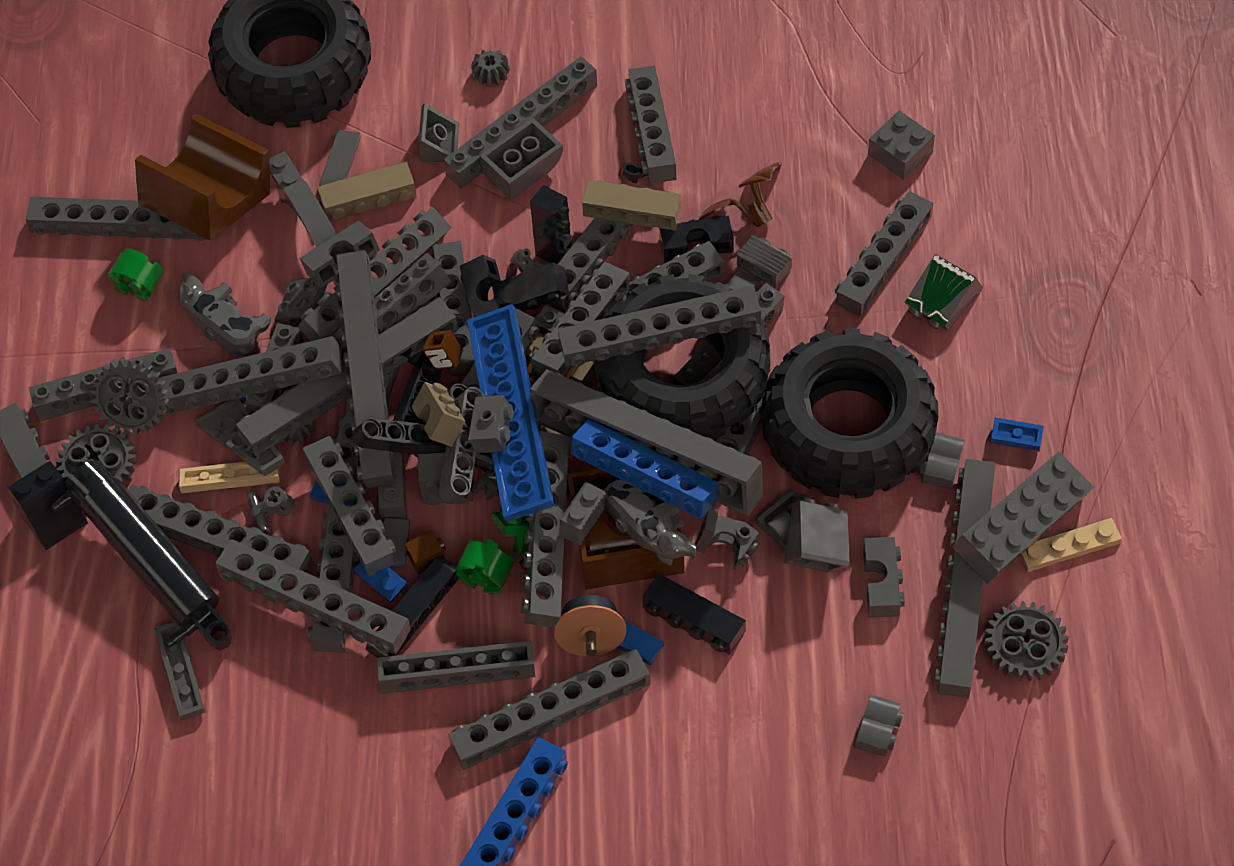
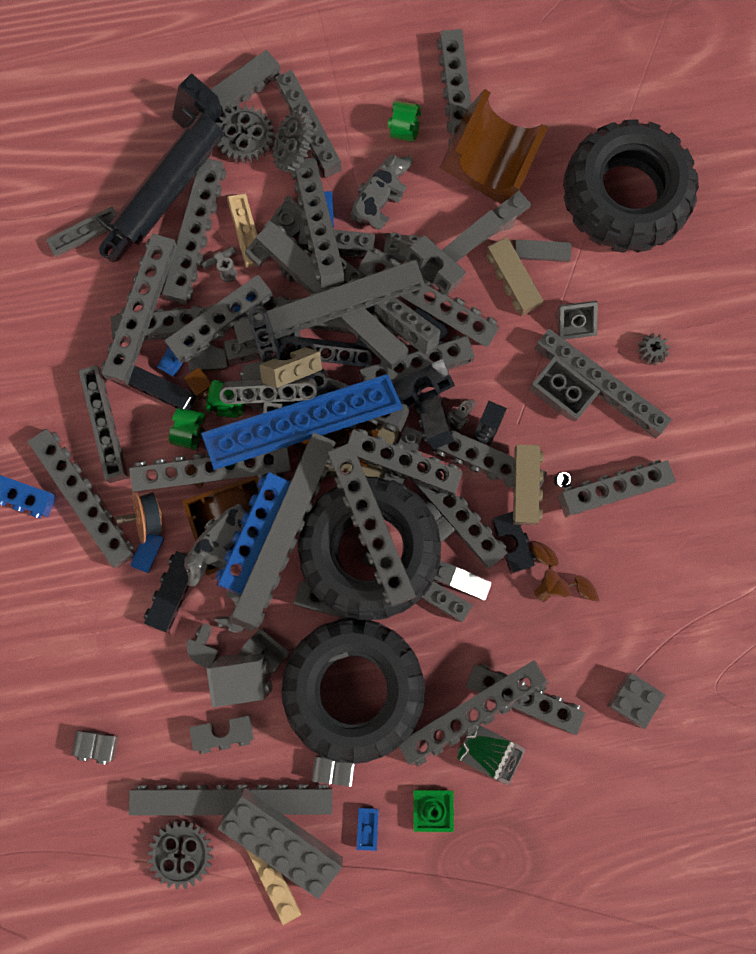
camera: 75 degrees right, 20 degrees up
(443, 350) = (362, 361): reddish brown brick -> none
(455, 521) = (222, 409): none -> green brick
(490, 424) = (280, 408): dark grey brick -> none
(582, 513) = (215, 492): dark grey brick -> none
(764, 260) = (500, 601): dark grey brick -> none
(775, 590) = (198, 651): none -> dark grey brick
(865, 218) = (411, 747): none -> dark grey brick
(1003, 363) = (433, 810): none -> green plate

